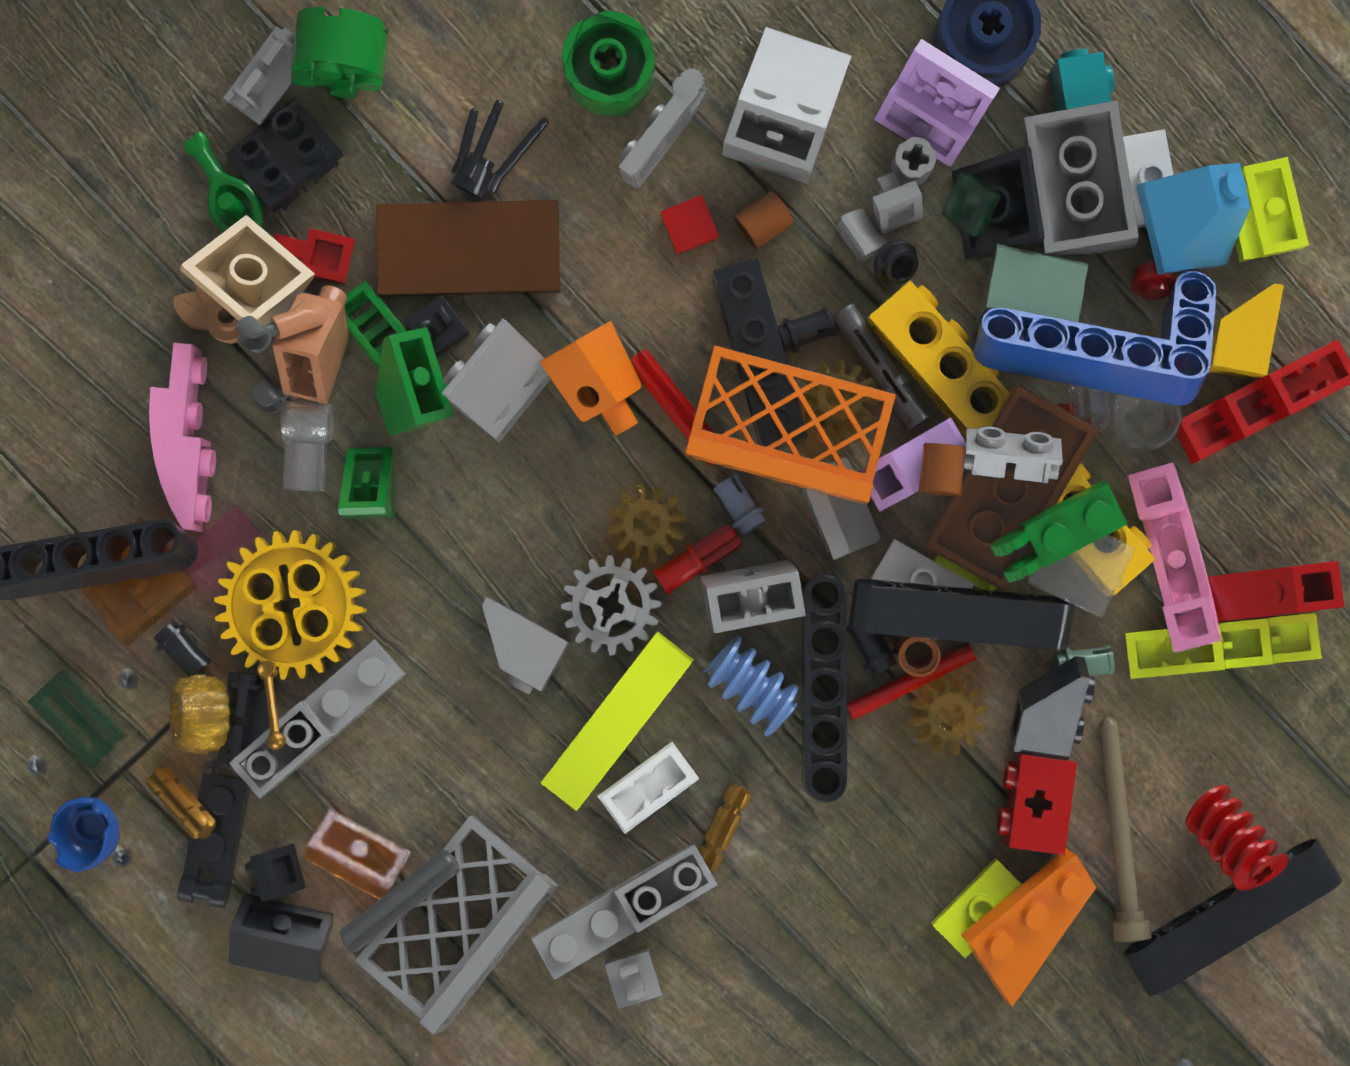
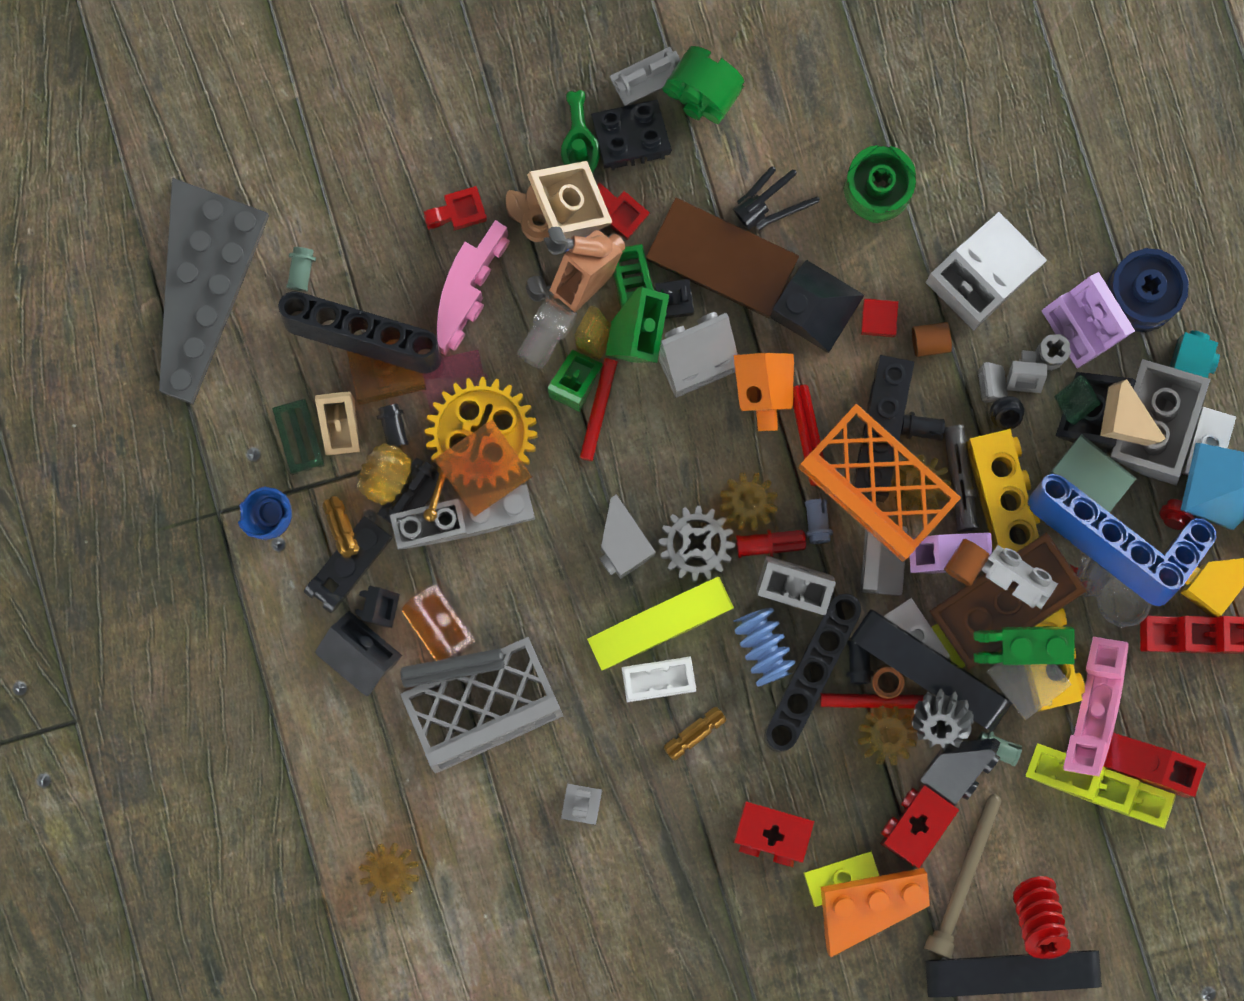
camera: 25 degrees right, 5 degrees down
(114, 679) = (338, 422): none -> tan slope
(128, 348) = (461, 208): none -> red plate
(311, 650) = (483, 468): none -> clear orange plate
(359, 418) = (592, 333): none -> clear yellow slope
(415, 504) = (598, 409): none -> red bar
(608, 248) = (816, 306): none -> black slope
(623, 910) = (599, 753): light grey slope -> none
(663, 129) = (896, 243): light grey hinge -> none
(892, 880) = (794, 832): none -> red brick
(1005, 668) = (942, 719): none -> dark grey gear
(1044, 196) = (1128, 418): none -> tan slope

